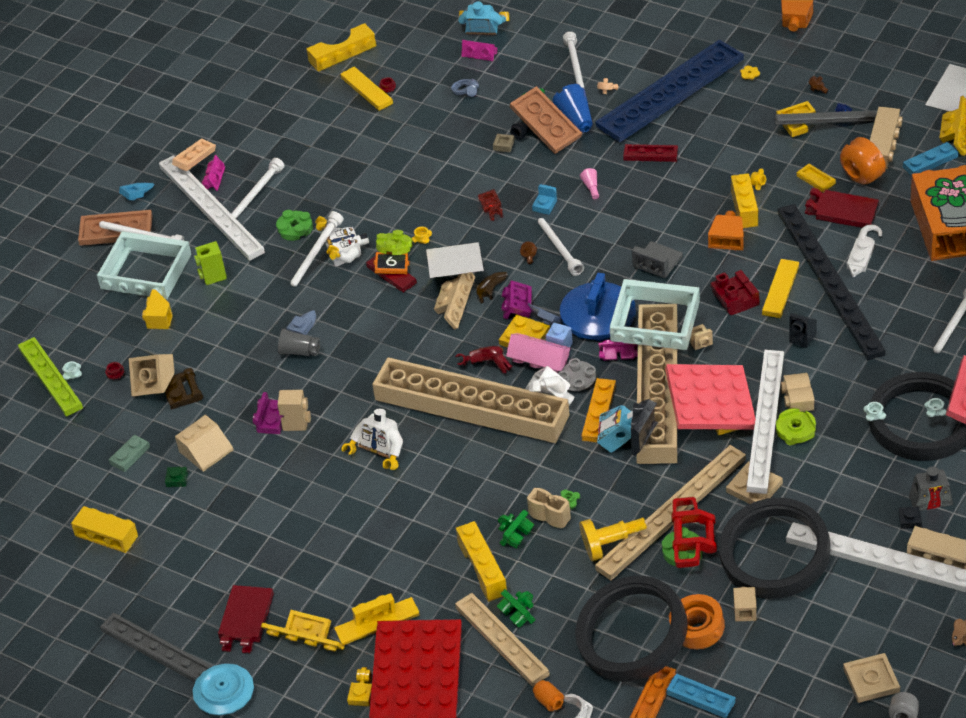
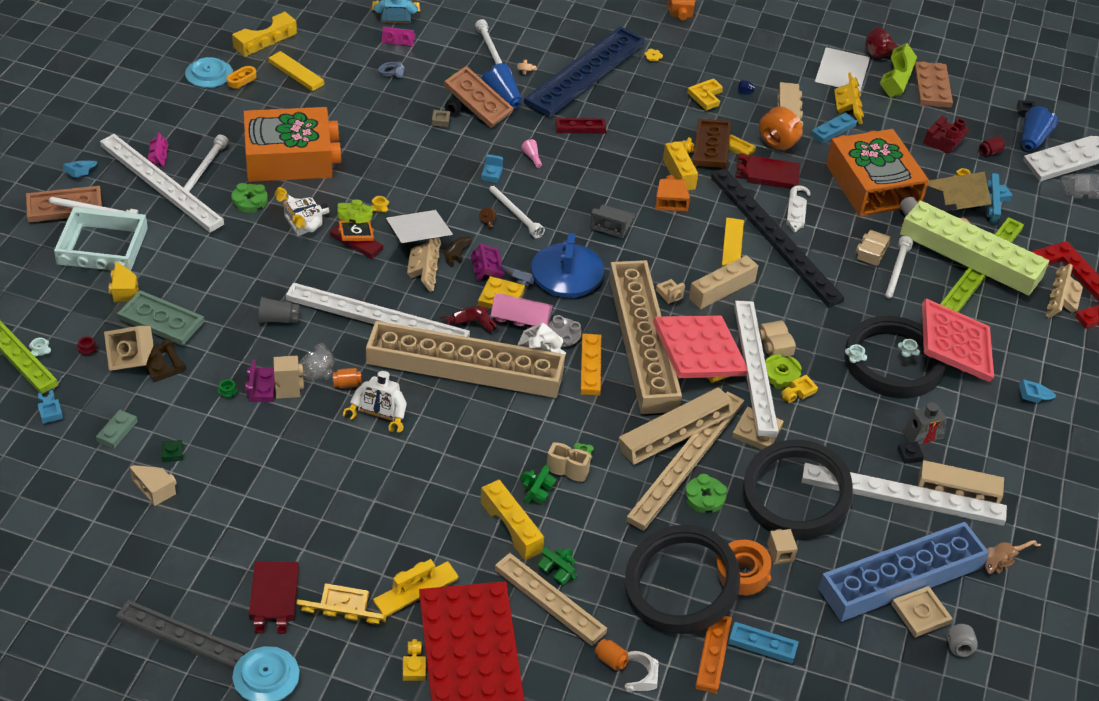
camera: 20 degrees left, 0 degrees up
(71, 430) = (49, 408): none -> dark azure plate
(104, 529) = (103, 510): yellow brick -> none
(154, 506) = (153, 483): none -> tan slope
(187, 346) = (164, 317): none -> sand green plate
(193, 154) = (135, 132): light nougat plate -> none
(203, 443) = (196, 415): tan slope -> none
(210, 263) = (172, 235): lime brick -> none
(237, 418) = (227, 388): none -> green plate
(279, 89) = (208, 72): none -> medium azure piece
(303, 323) = (277, 290): sand blue plate -> none
(309, 95) = (241, 77): none -> light orange plate
(325, 399) = (318, 364): none -> clear cylinder
(334, 220) = (294, 191): white piece -> none
(341, 169) = (290, 144): none -> orange brick
(352, 413) = (347, 378): none -> orange brick
(385, 347) = (363, 311): none -> white plate
(387, 85) = (316, 67): dark red plate -> none
(491, 203) = (442, 173): clear red plate -> none
(560, 335) = (539, 292): light blue brick -> none
(594, 539) = (621, 490): yellow piece -> none
(609, 349) = (587, 305): dark pink hinge -> none
(614, 428) = (617, 379): medium azure torso -> none
(642, 424) = (648, 374): black slope -> none
(659, 293) = (638, 251): light aqua piece -> none
(666, 477) = (675, 425): none -> tan brick
(694, 543) = (728, 489): red bar -> none
(735, 293) = (694, 248): dark red hips -> none
(755, 329) = (723, 282): none -> tan brick
(787, 175) = (712, 143): none -> reddish brown plate
(801, 329) = (765, 281): black slope -> none
(811, 443) = (802, 387): none -> yellow plate
(817, 84) = (717, 64): reddish brown piece -> none
(825, 117) = (733, 92): dark grey axle -> none
(861, 634) = (902, 570): none -> medium blue brick
(933, 296) = (872, 247): none -> tan brick

